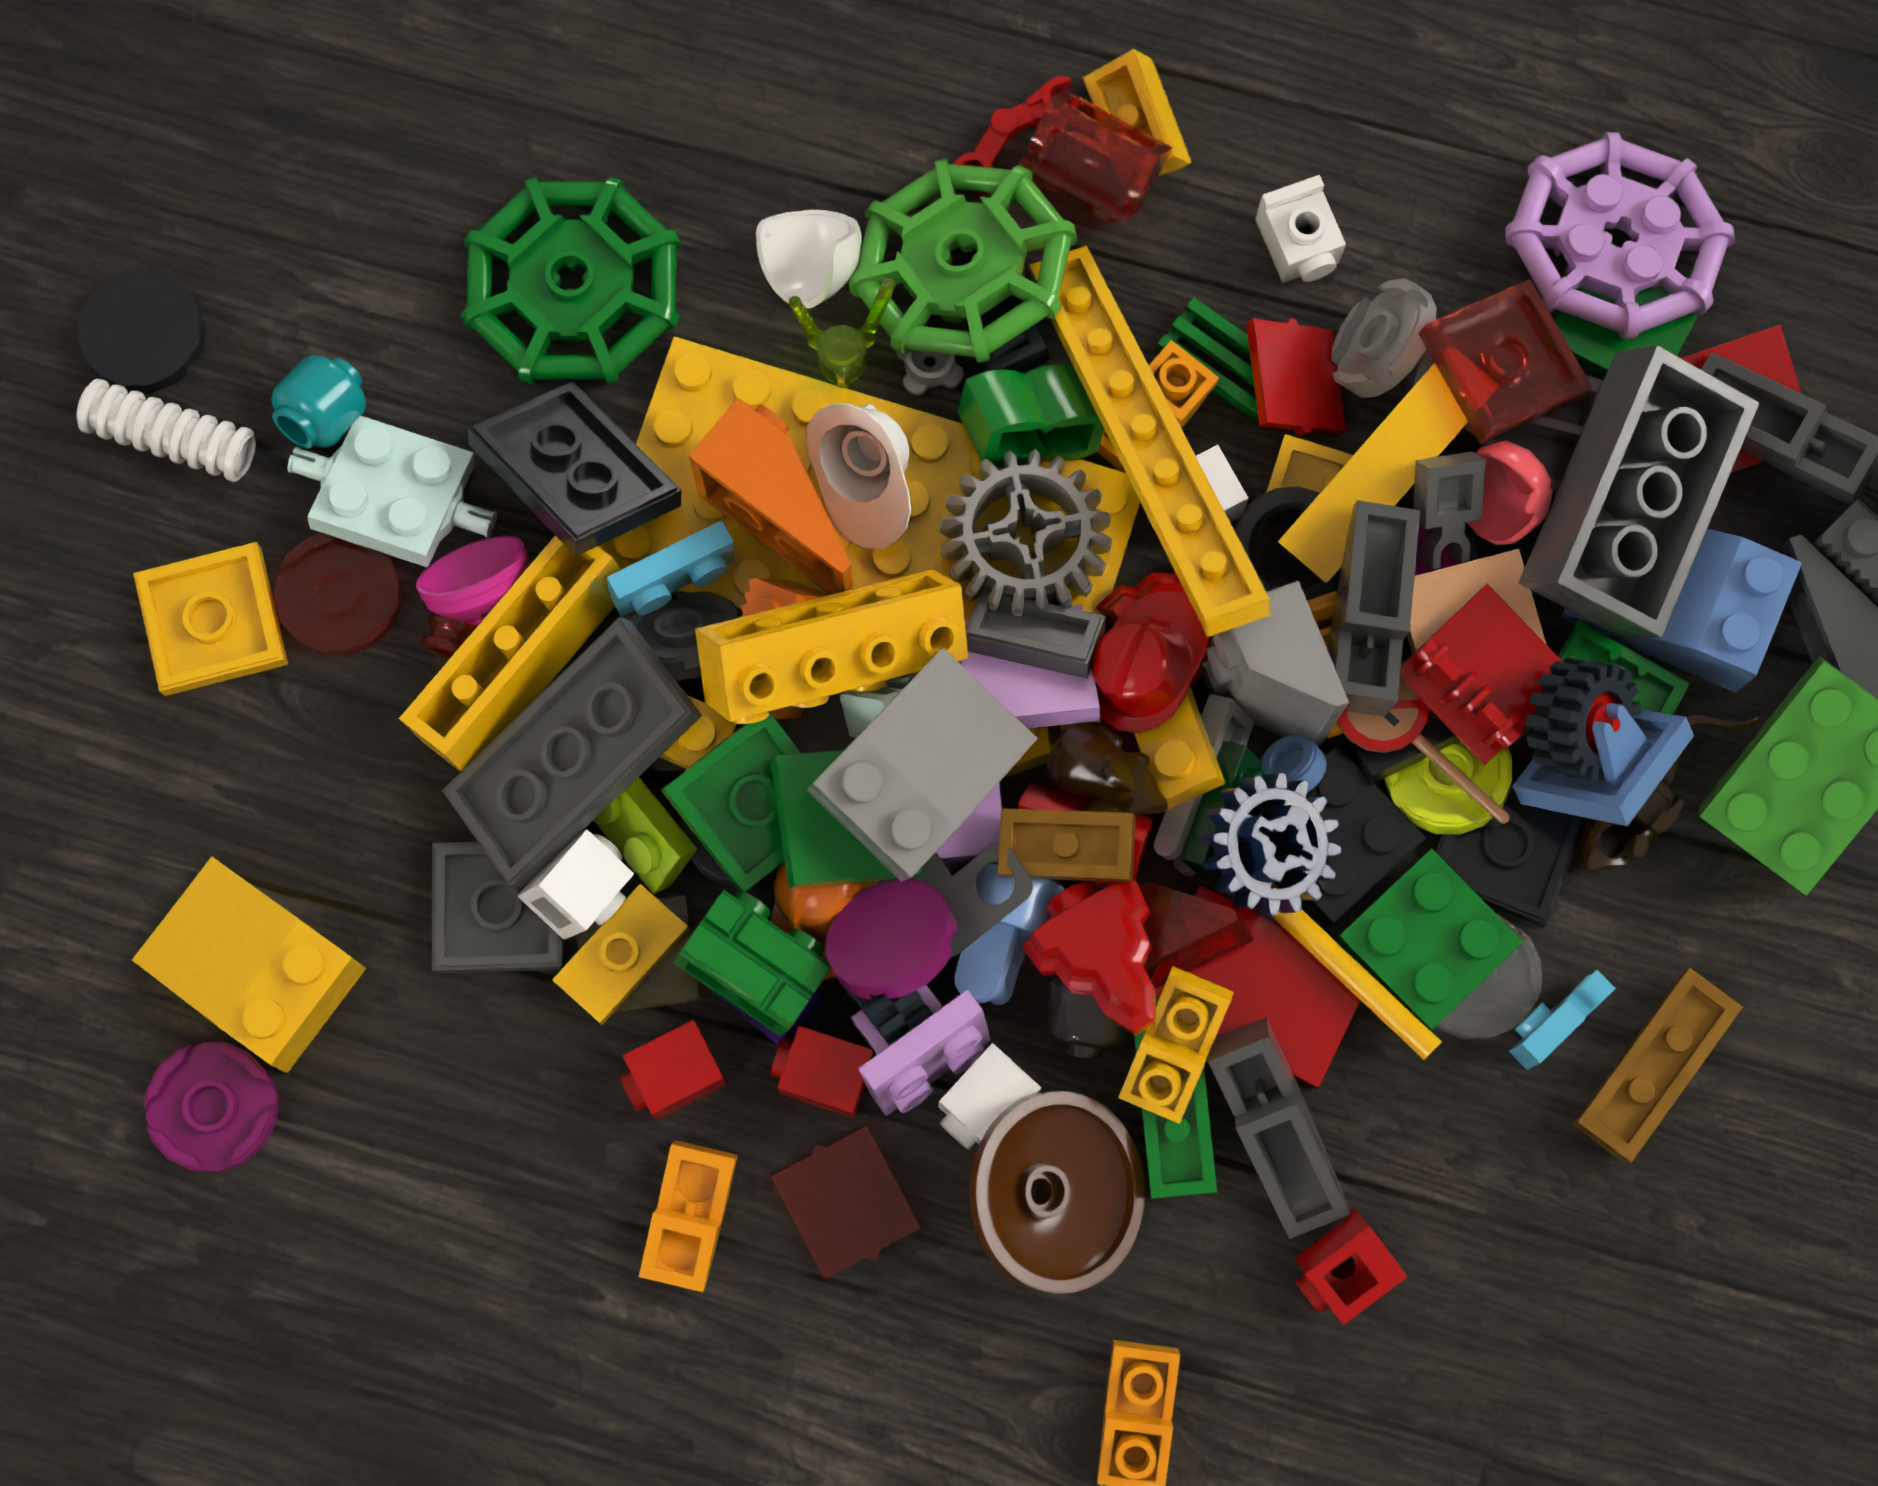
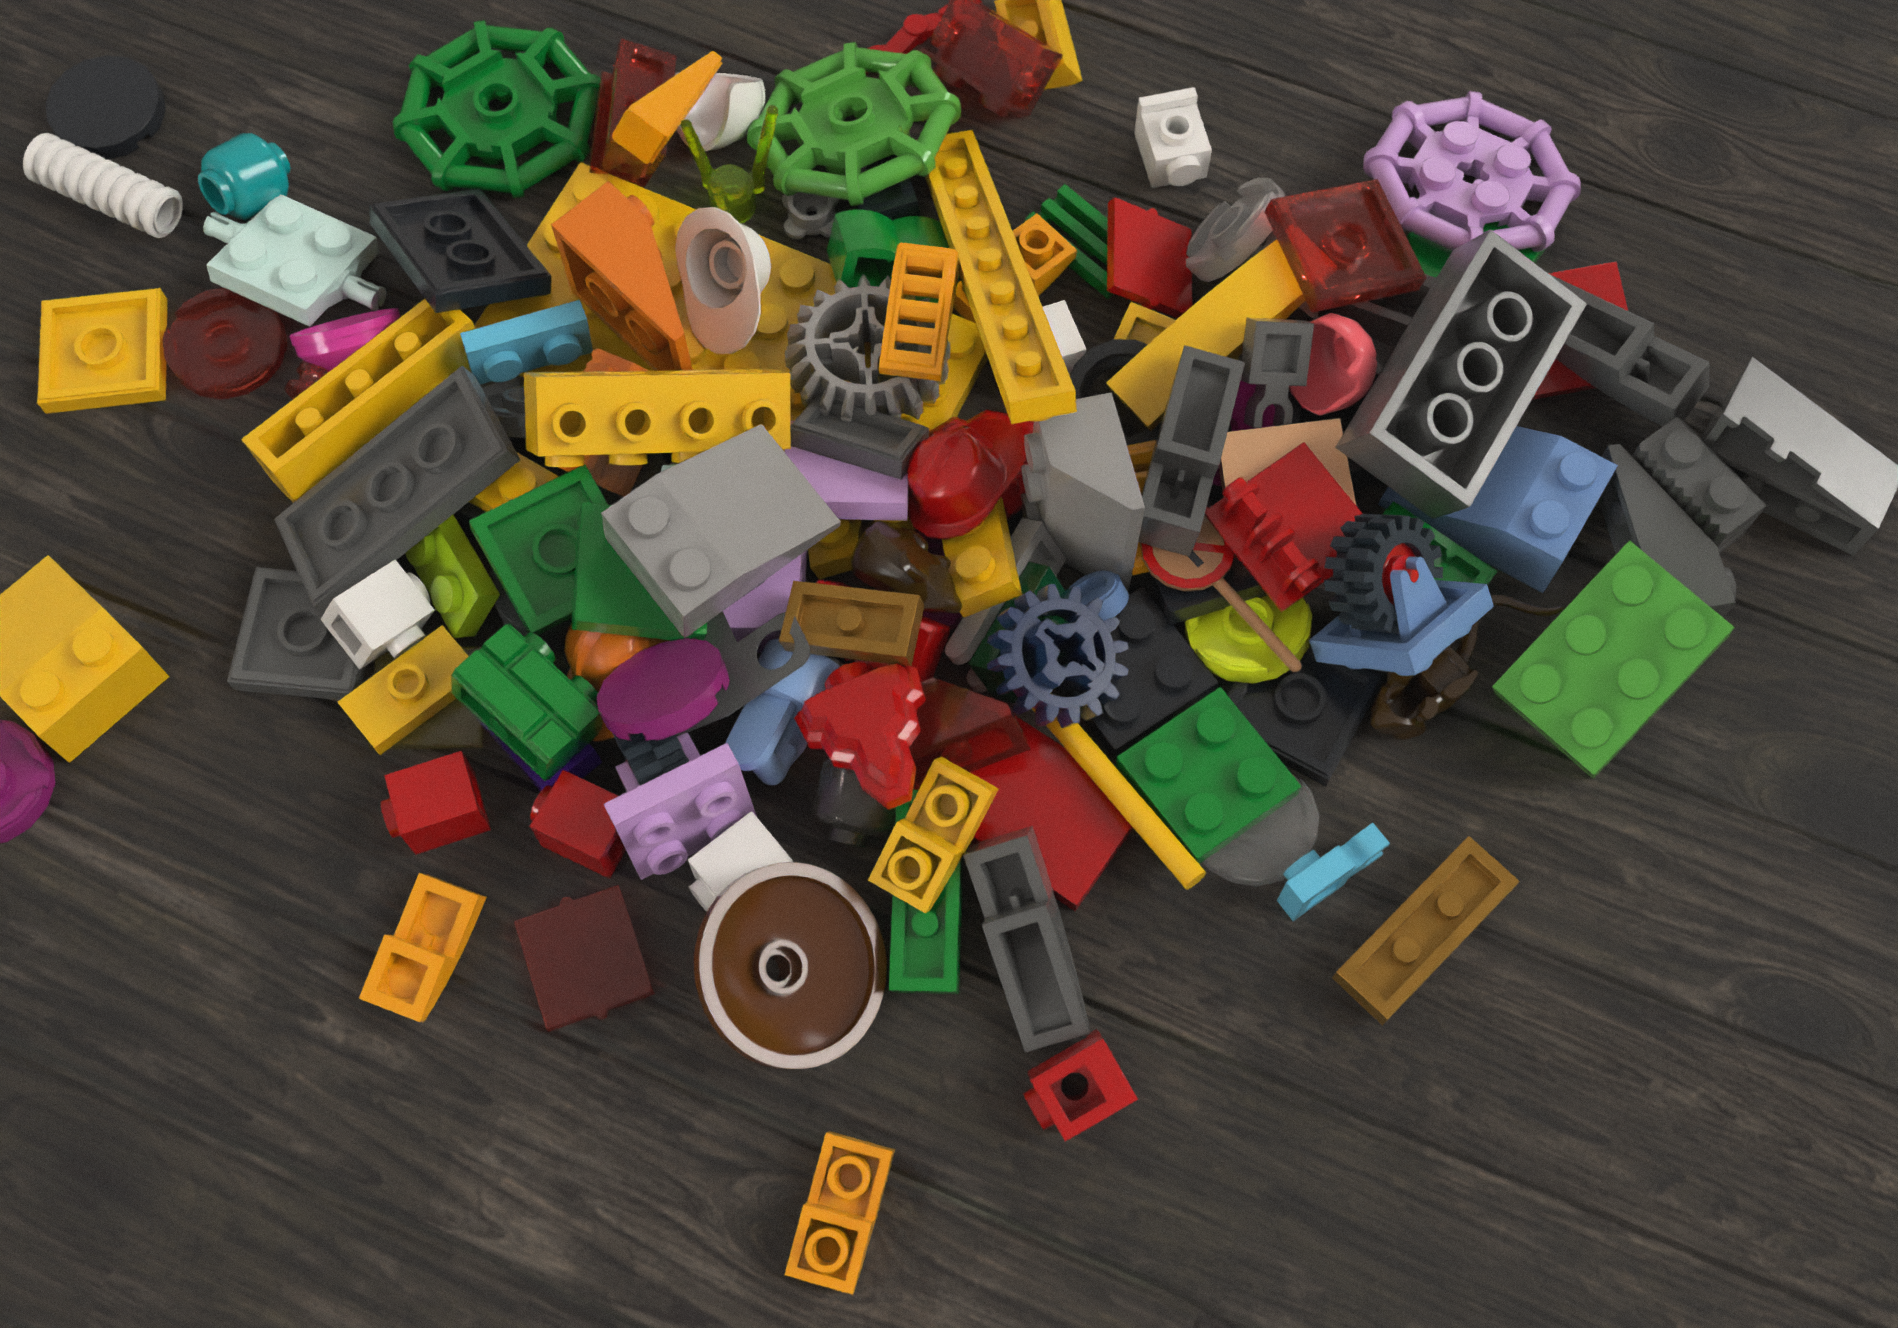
camera: 10 degrees right, 10 degrees down
(725, 278) = (635, 74): none -> clear red hinge
(767, 295) = (656, 116): none -> light orange slope
(1079, 442) = (922, 273): none -> light orange slope

